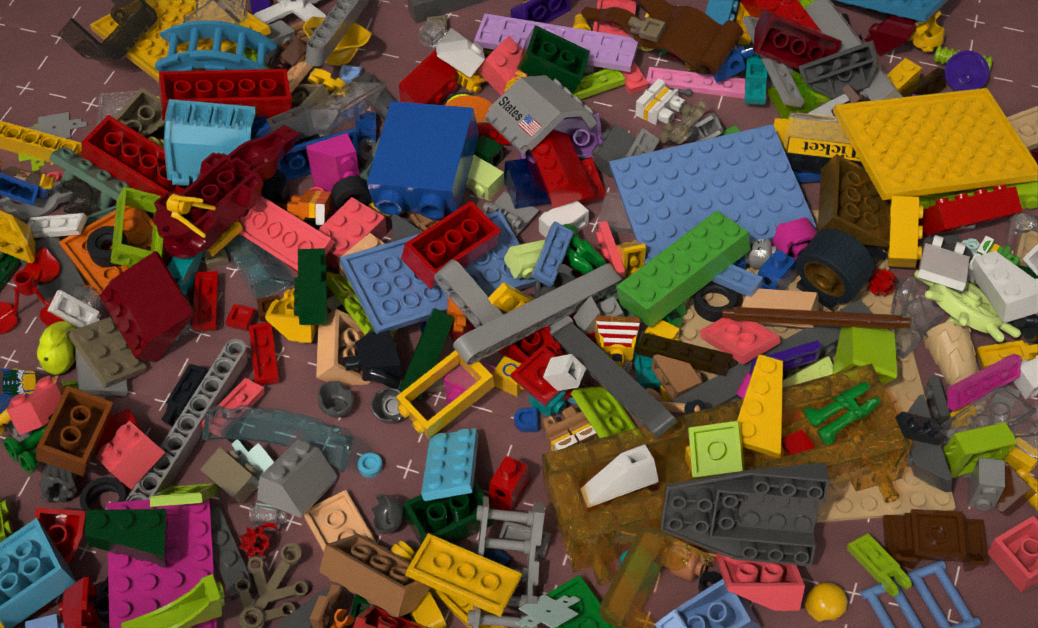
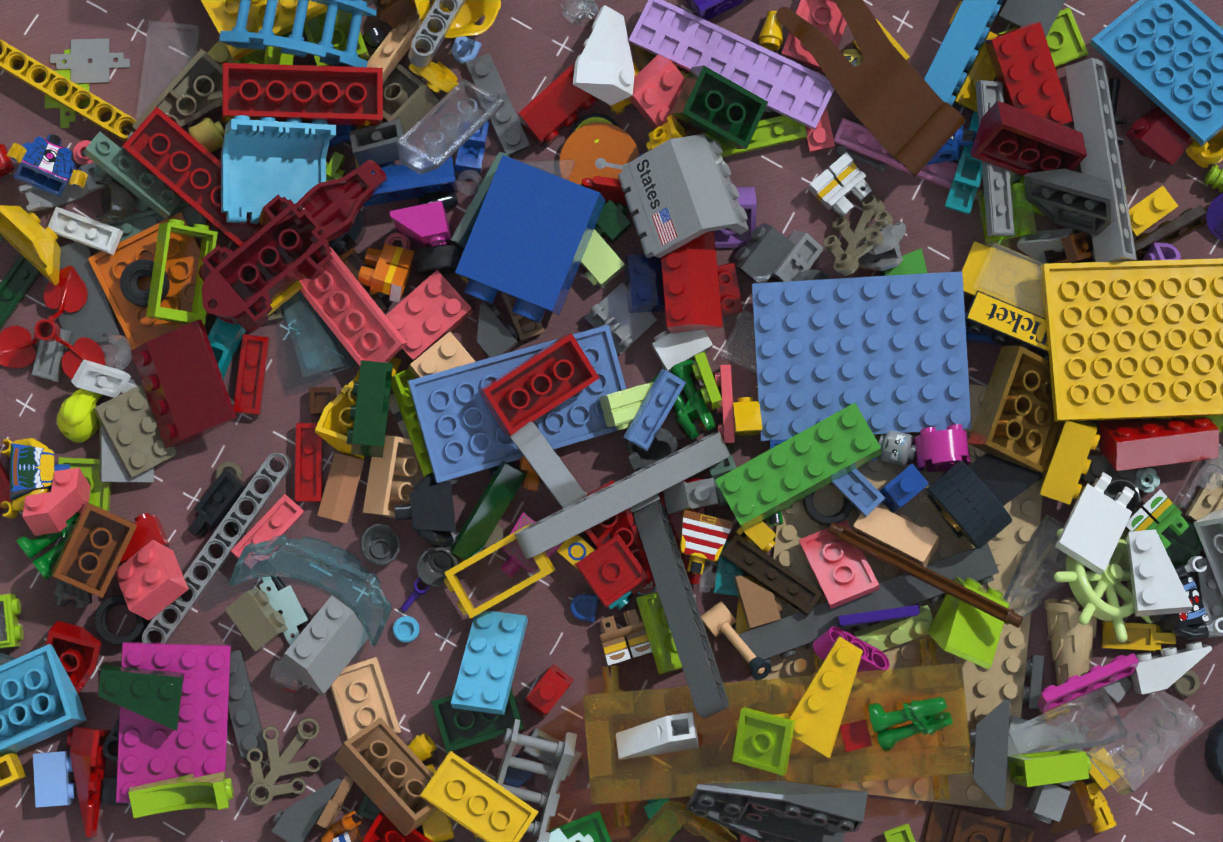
camera: 10 degrees right, 30 degrees up
(28, 318) = (49, 358): none -> light grey tile
(181, 205) = (232, 280): yellow plant -> none
(184, 494) = (204, 651): lime tile -> none
(240, 317) = (288, 406): red plate -> none
(249, 539) = (273, 703): red gear -> none
(294, 367) = (340, 488): none -> nougat piece
(375, 433) = (414, 595): none -> dark purple hand
(388, 514) = (415, 700): dark grey hair -> none
(508, 297) = (600, 472): yellow plate -> none
(564, 372) = (631, 586): white brick -> none
(590, 229) = (703, 372): none -> lime wing
(649, 29) = (850, 87): dark tan plate -> none
(882, 282) = (1023, 518): red gear -> none
(920, 428) = (987, 752): black plate -> none

